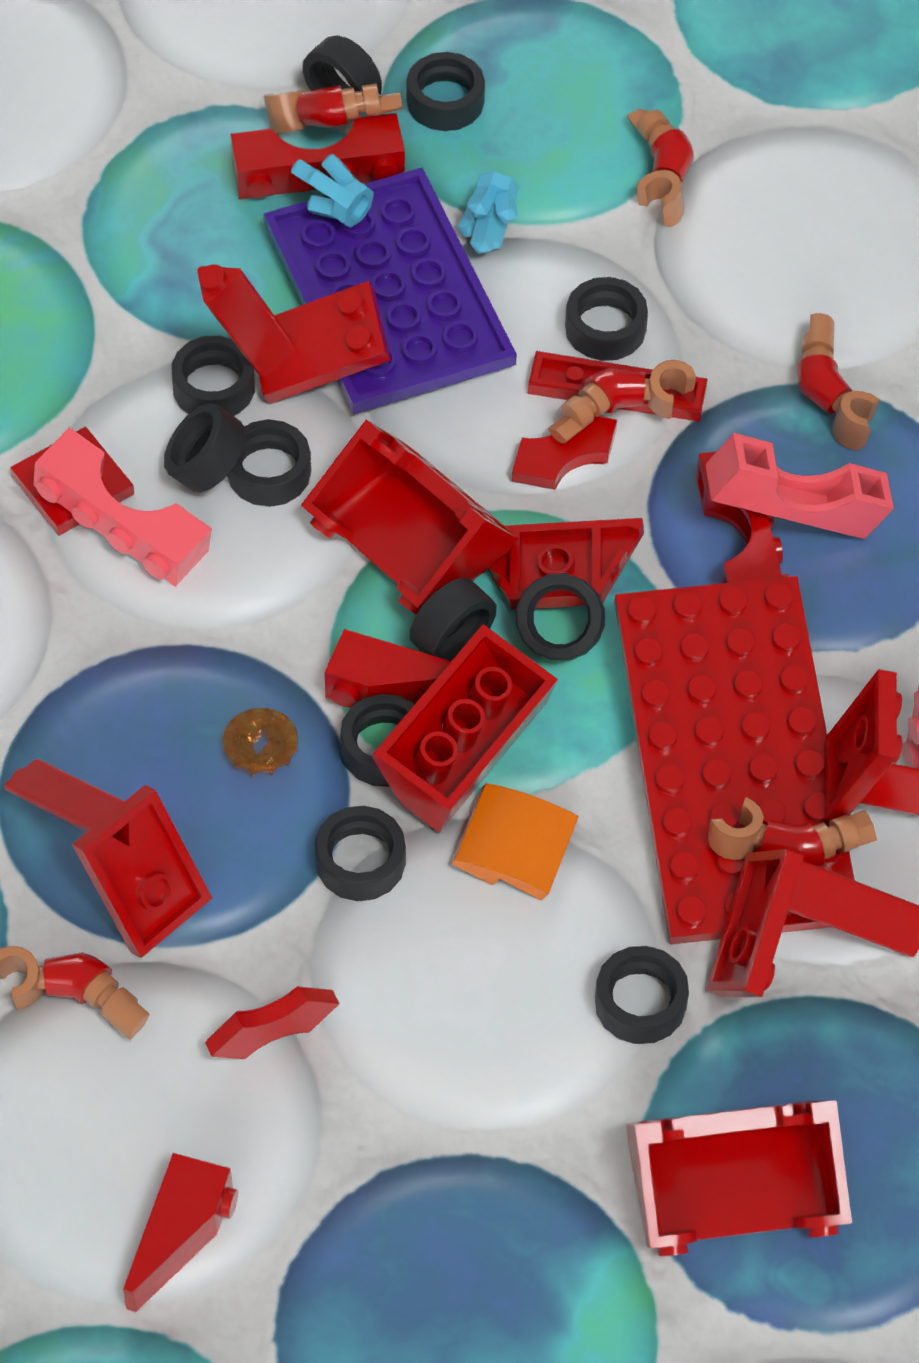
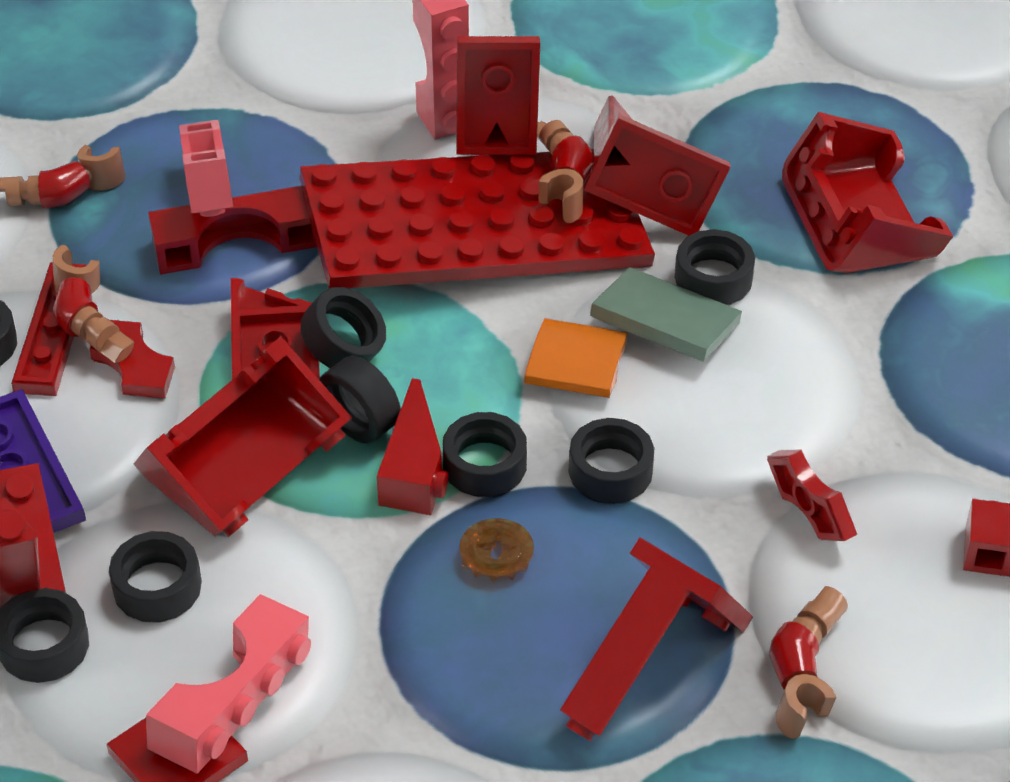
camera: 95 degrees left, 10 degrees down
(204, 447) = (116, 624): black tyre -> none
(462, 727) = (485, 373): red slope -> none
(570, 934) = (666, 314): none -> sand green tile

